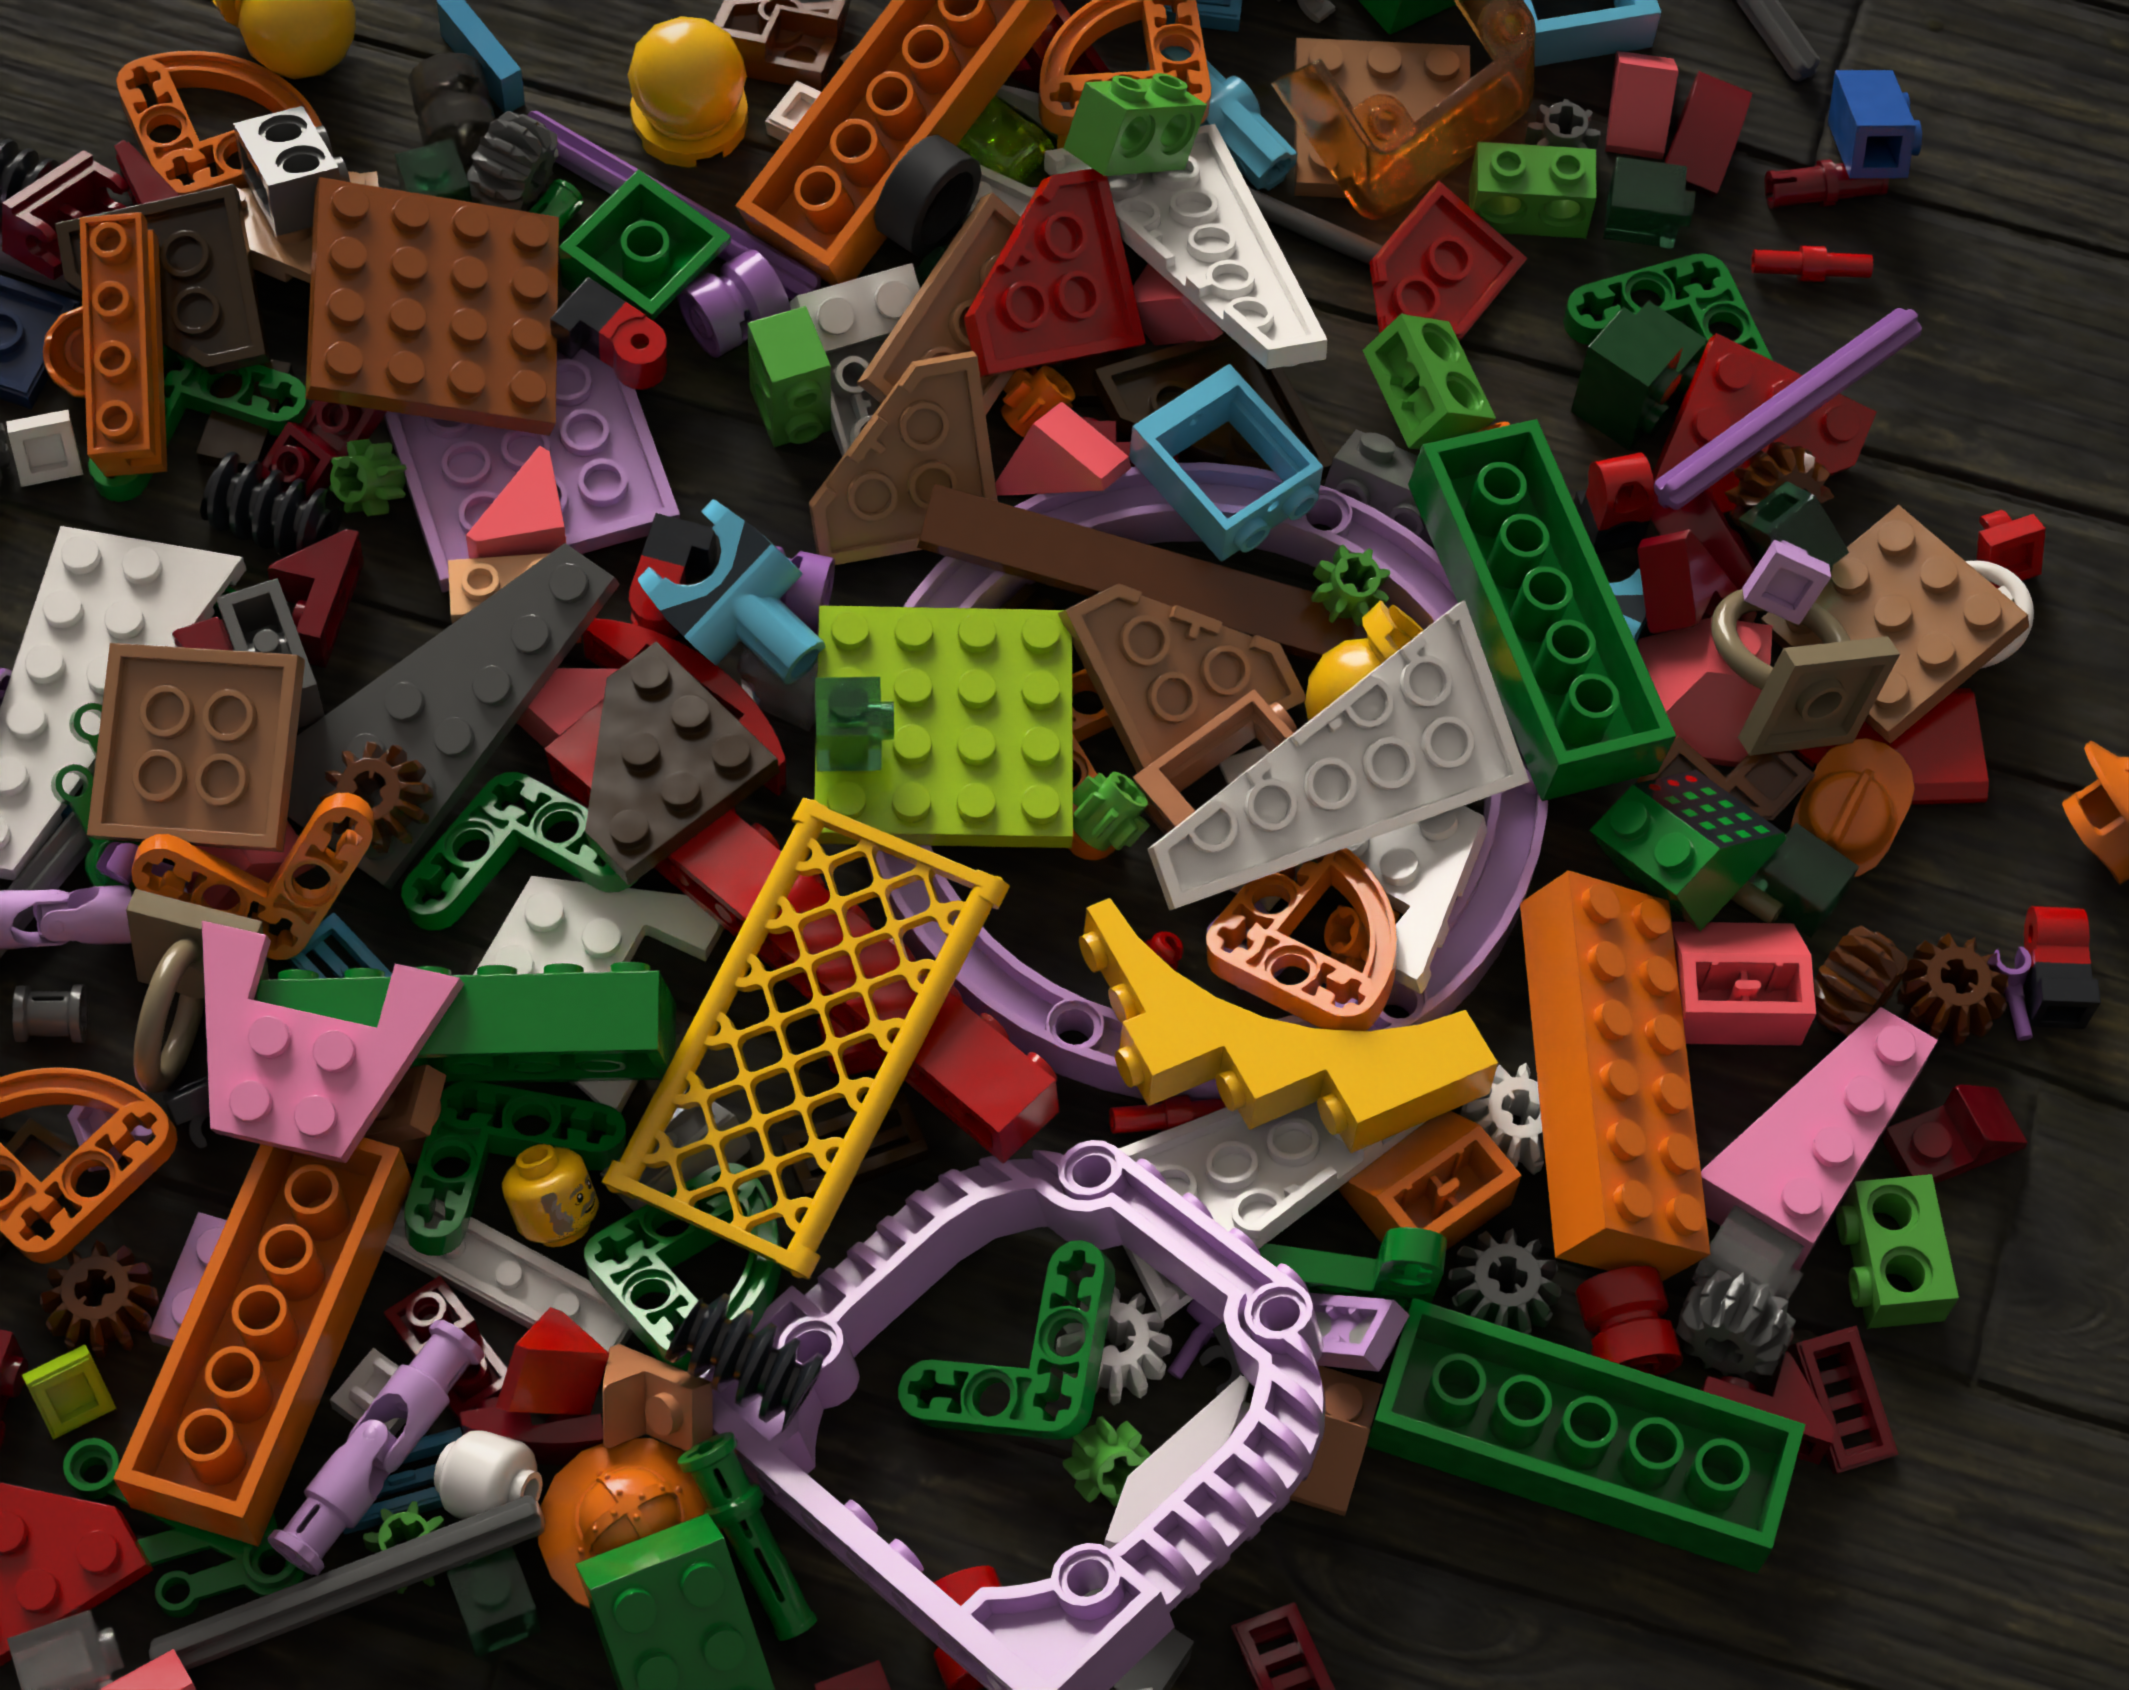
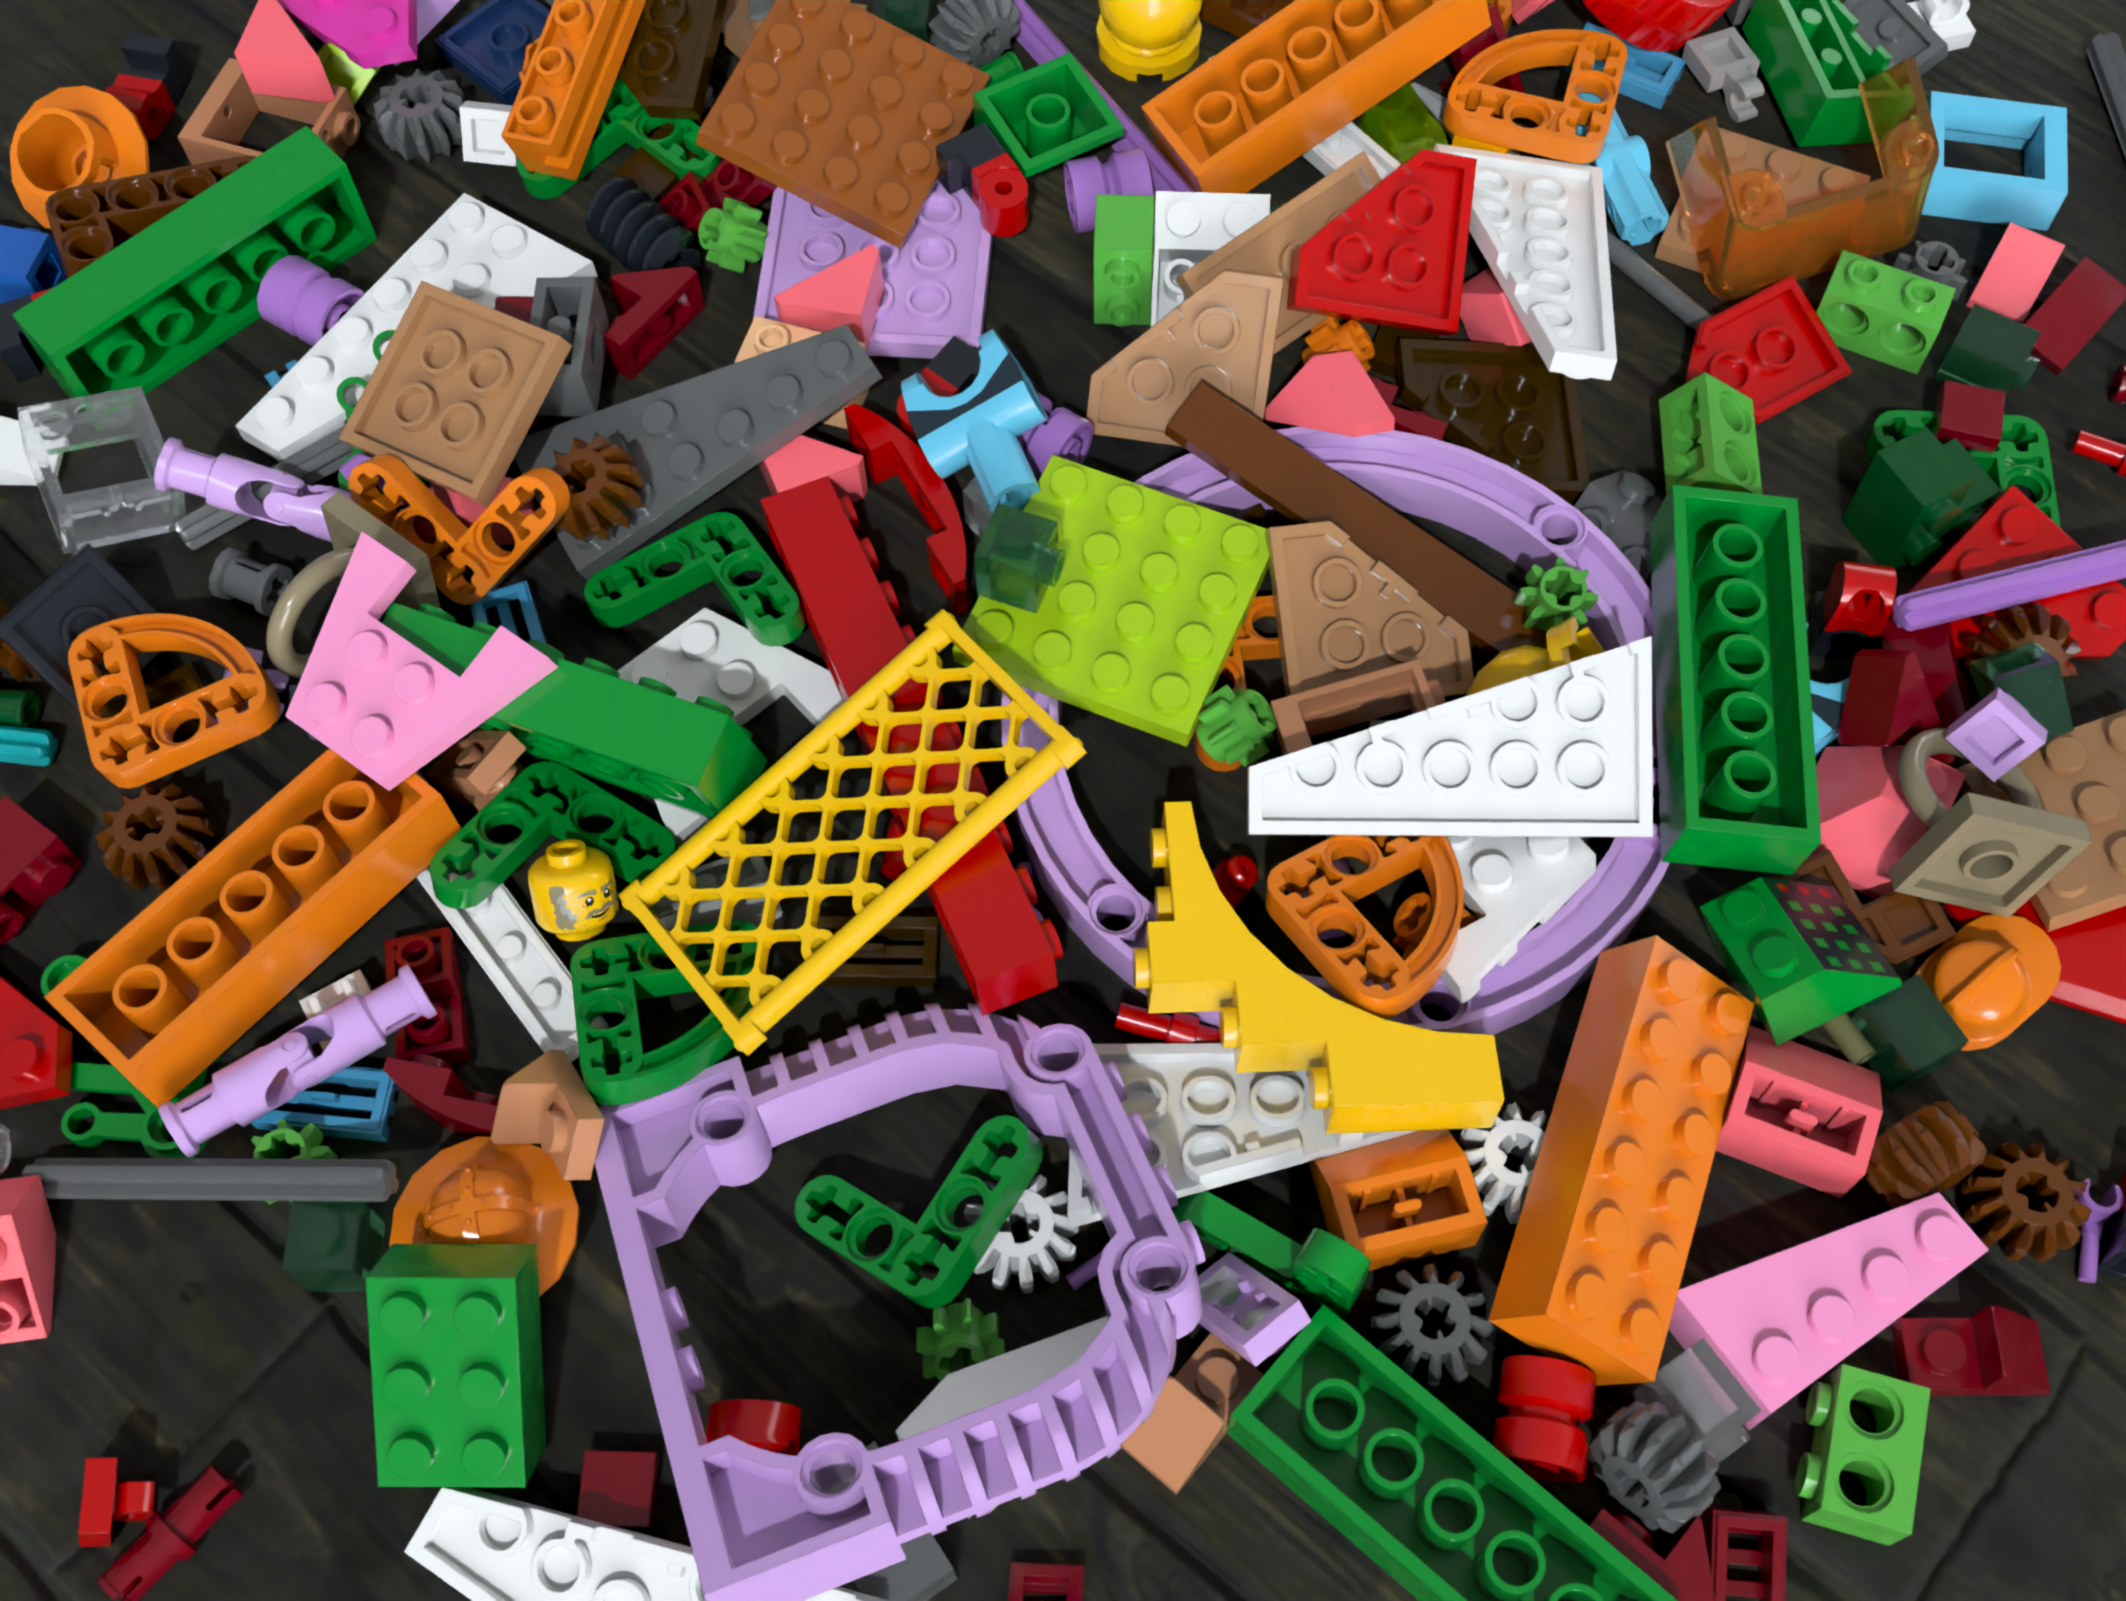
camera: 30 degrees right, 0 degrees up
(69, 1391) = (86, 906): lime tile -> none
(484, 1473) = (378, 1123): white head -> none
(553, 1369) = (478, 1045): red slope -> none
(665, 764) = (848, 545): dark brown plate -> none
(742, 1501) = (577, 1249): green pin -> none
(745, 1359) = (633, 1109): black piece -> none
(927, 195) = (1294, 126): black tyre -> none
(1135, 125) = (1519, 131): bright green brick -> none
(1196, 414) = (1469, 401): medium azure window -> none
(1651, 272) = (1969, 415): none -> dark red tile

